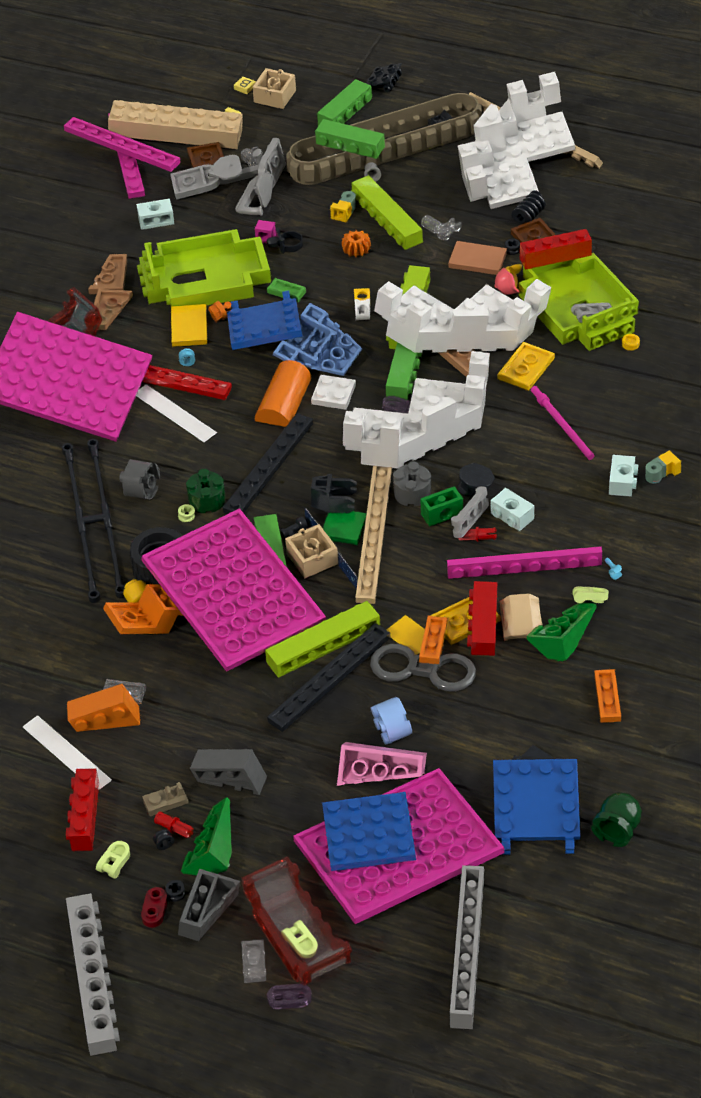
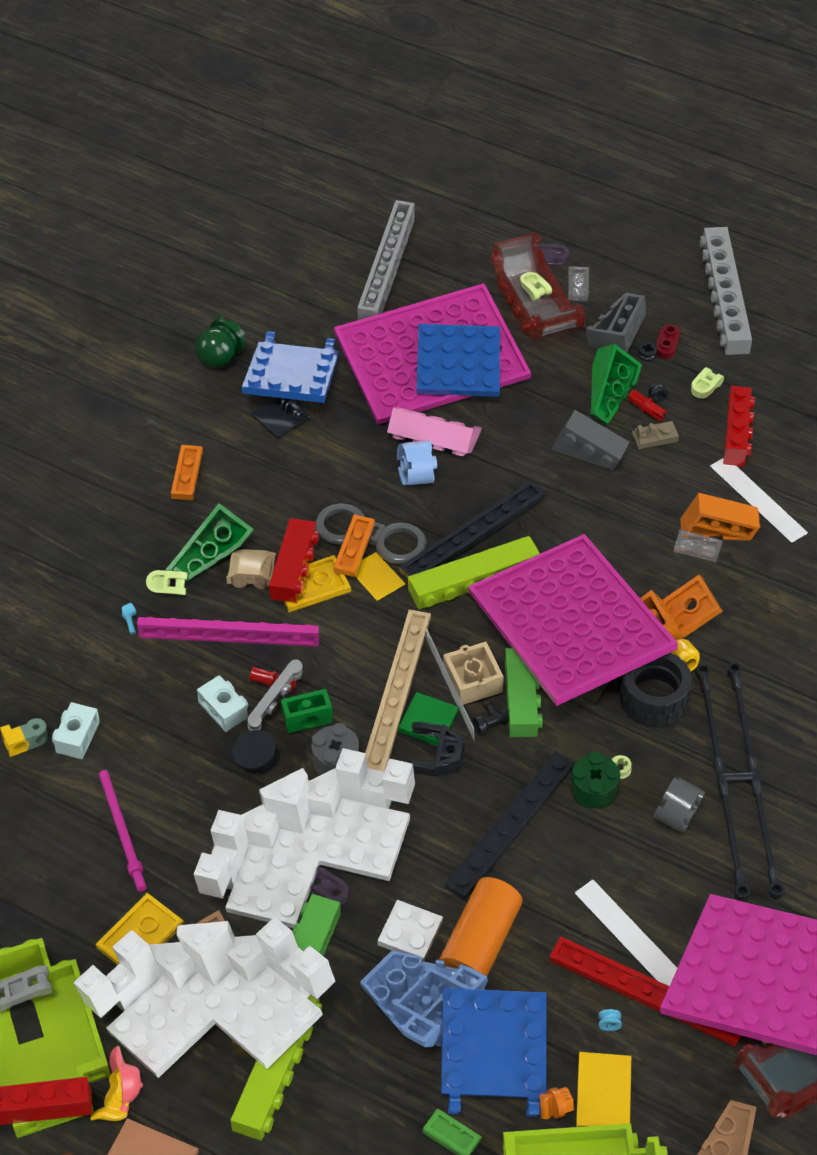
camera: 175 degrees left, 5 degrees up
(362, 305) = (343, 1080): white leg -> none

